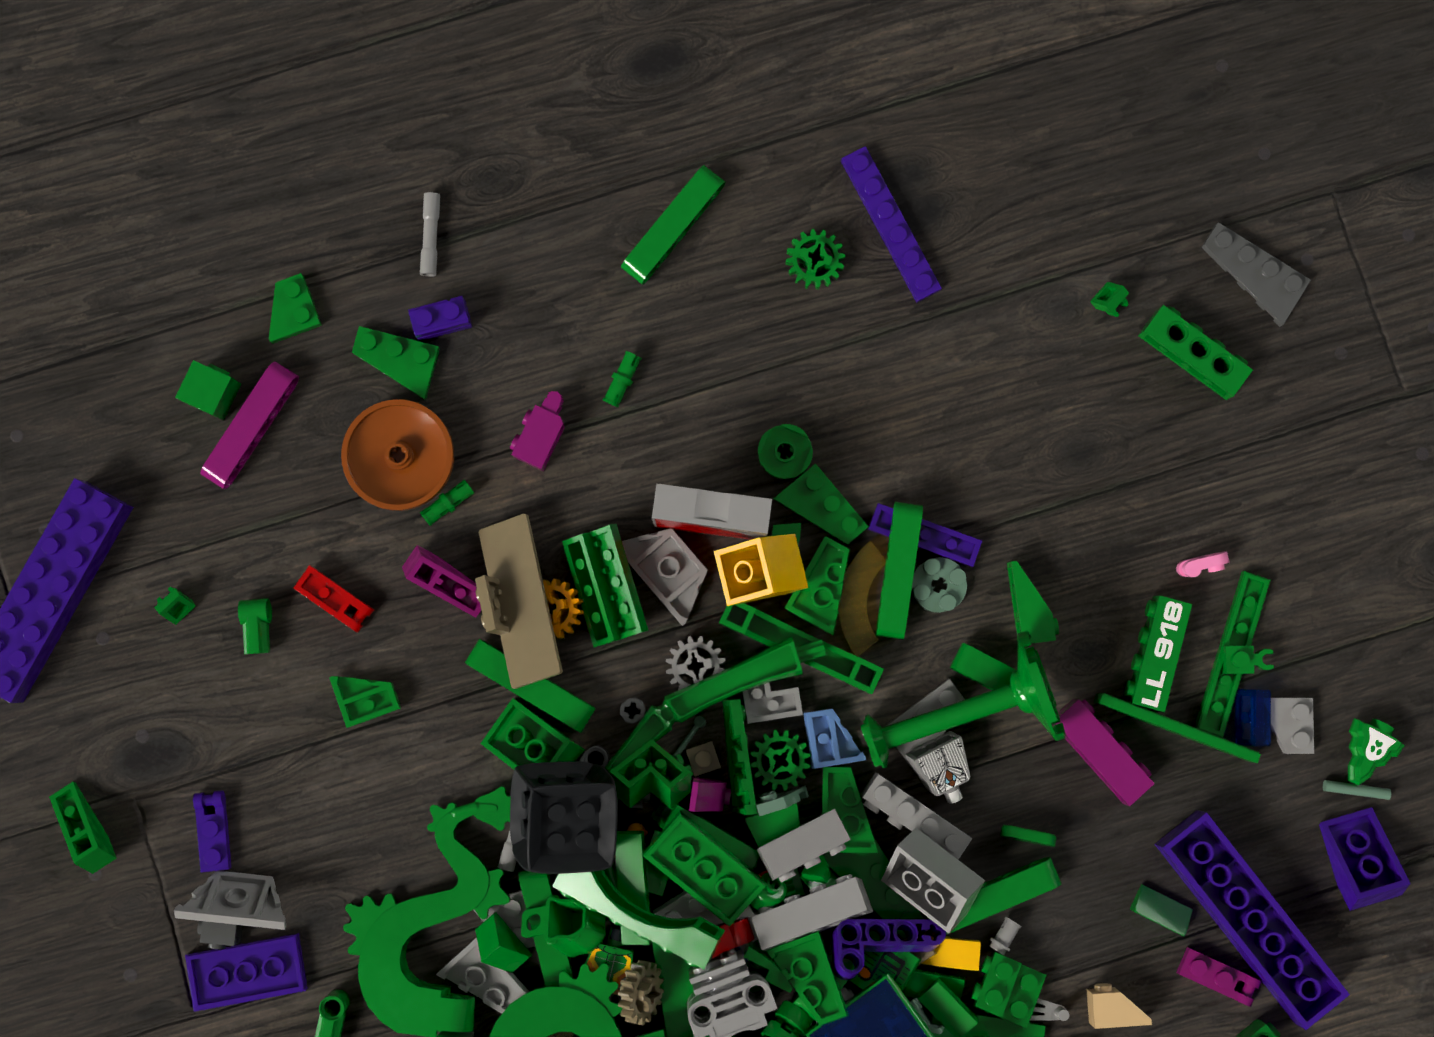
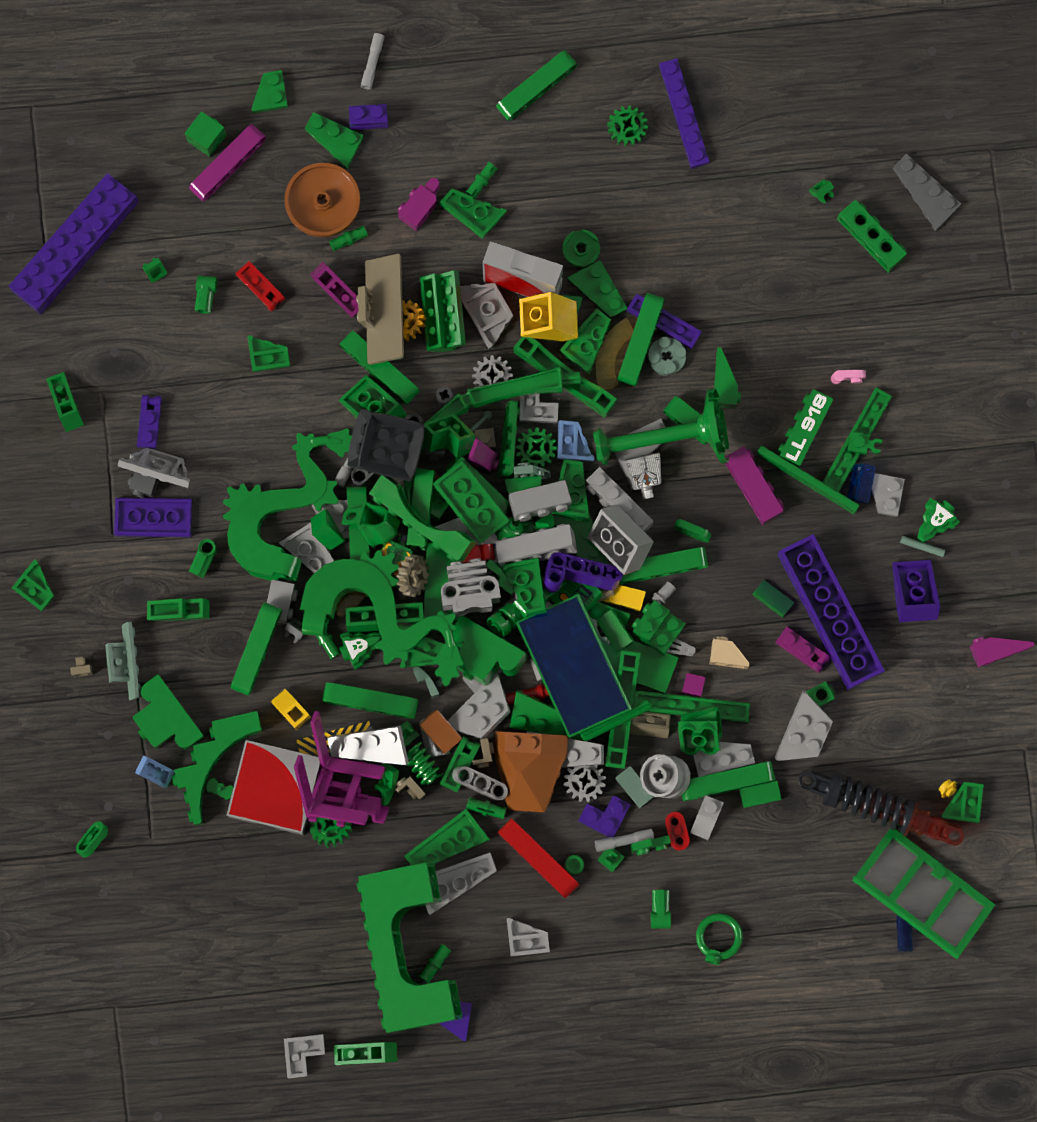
camera: 20 degrees right, 5 degrees down
(618, 429) = (474, 214): none -> green wing

